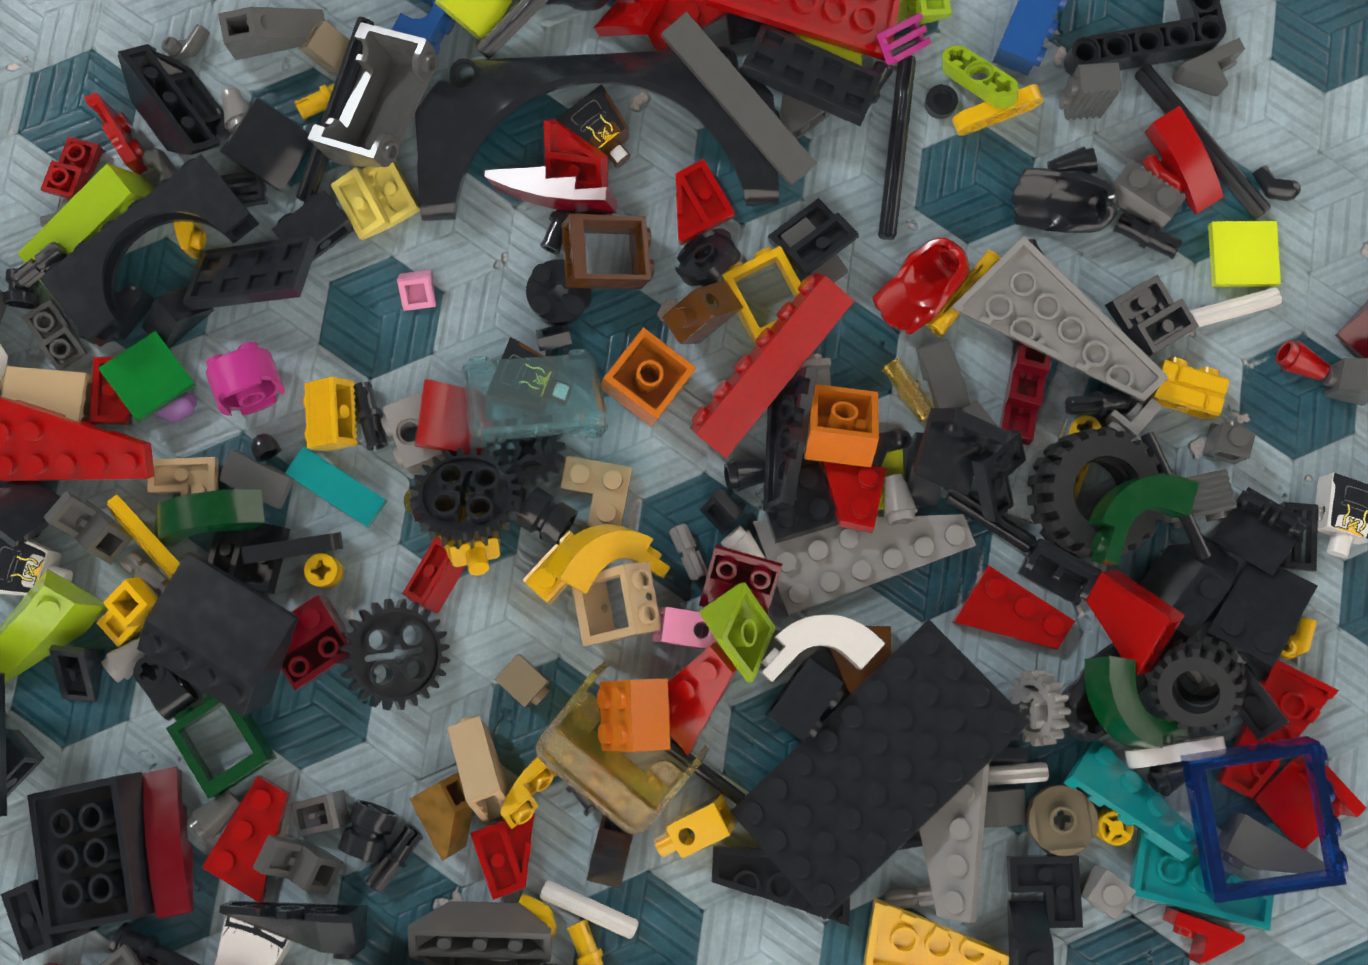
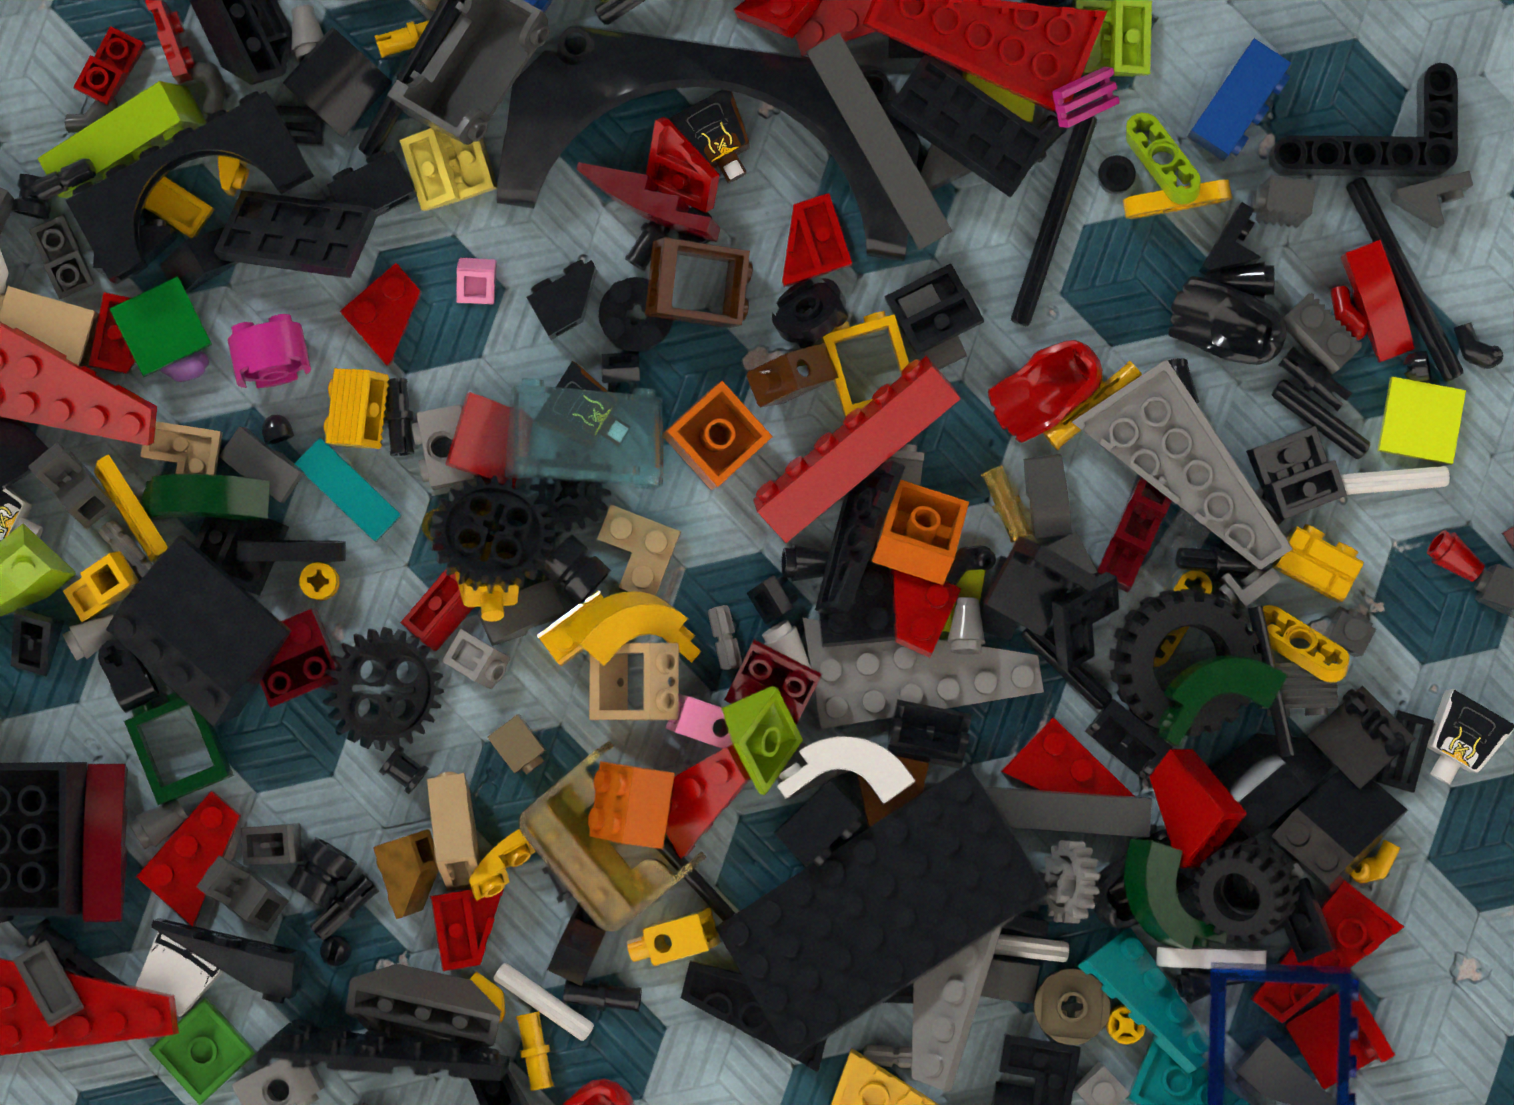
camera: 10 degrees right, 5 degrees up
(147, 274) = (178, 207): none -> yellow tile
(341, 329) = (384, 311): none -> red wing
(400, 899) = (343, 952): none -> black hinge
(426, 723) = (404, 769): none -> black bush
(474, 613) = (476, 659): none -> light grey bracket
(494, 290) = (563, 302): none -> black slope
(516, 557) = (534, 607): none -> dark grey slope
(641, 893) = (603, 995): none -> black pin
(885, 600) = (929, 734): none -> black hinge
(1028, 644) = (1072, 811): none -> dark grey tile
(1051, 141) = (1226, 251): none -> black slope
(1155, 266) = (1318, 416): none -> black axle
(1216, 459) = (1309, 657): none -> yellow beam
(1233, 208) = (1420, 366): none -> black hinge

